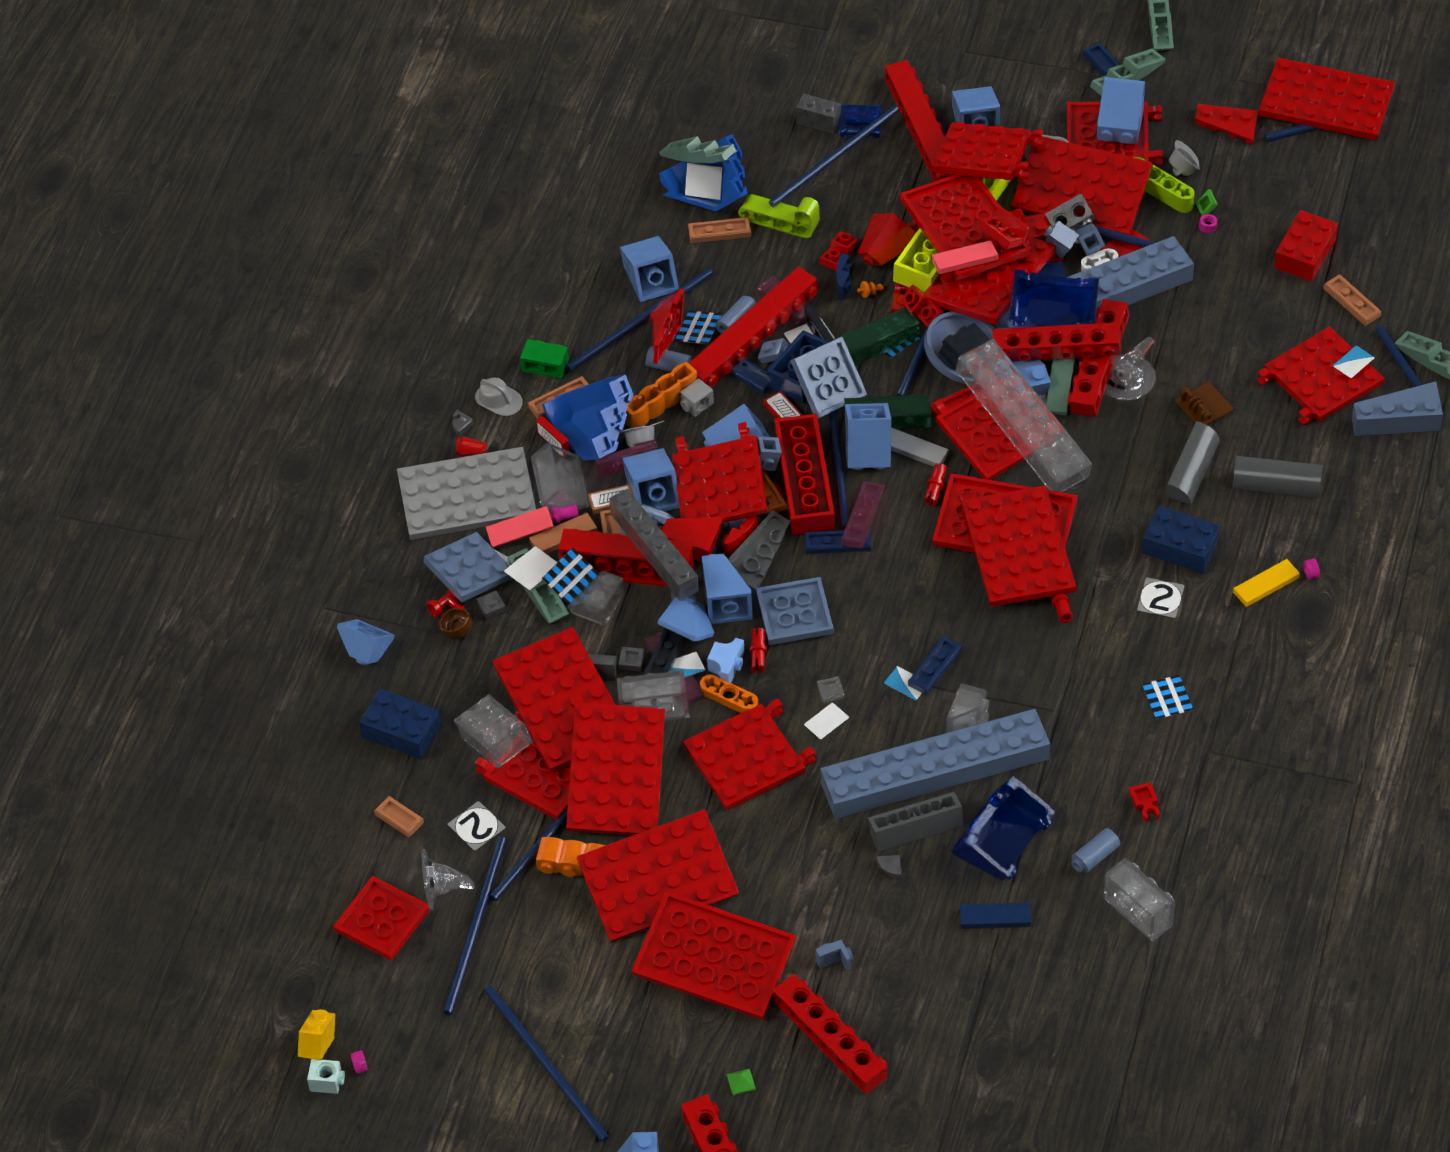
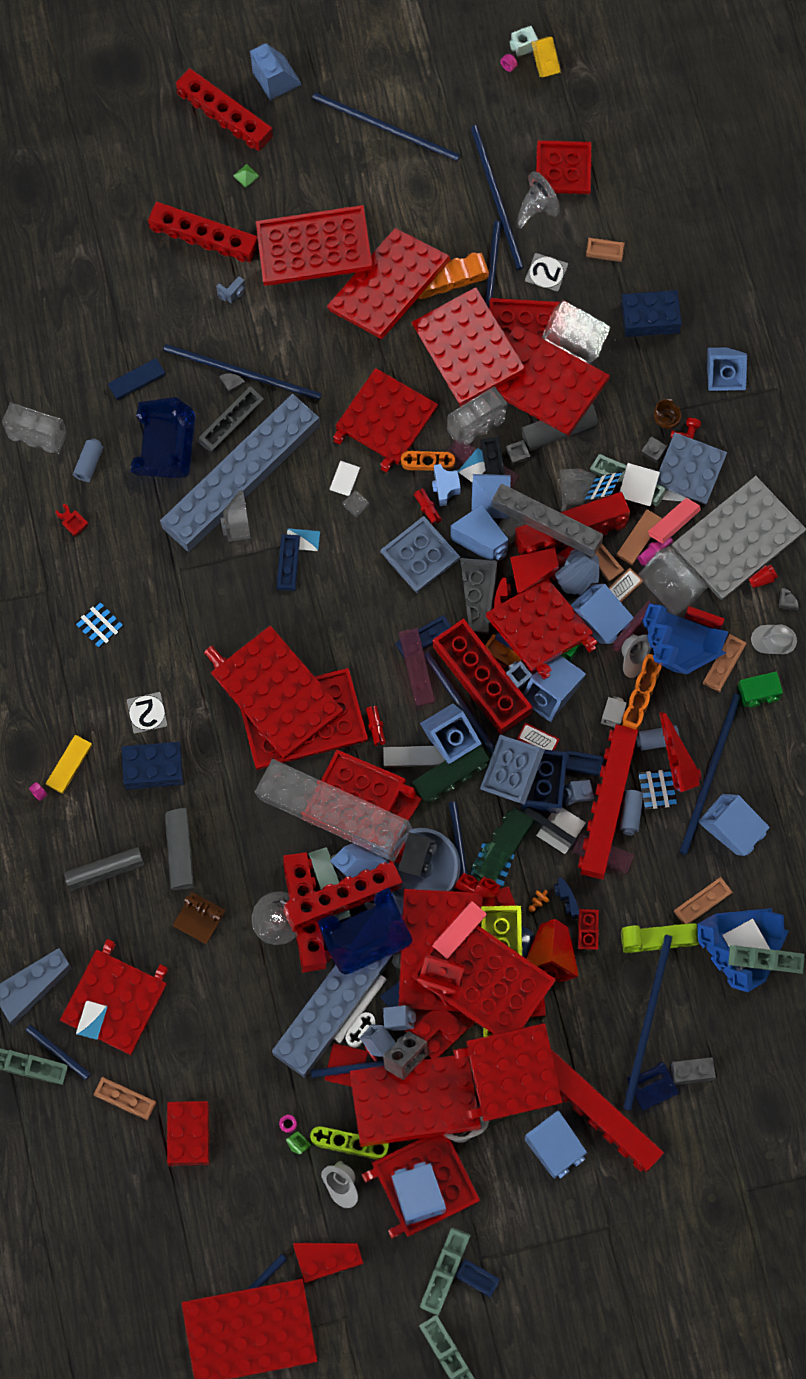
camera: 150 degrees right, 20 degrees up
(873, 871) = (243, 372): none -> dark blue piece

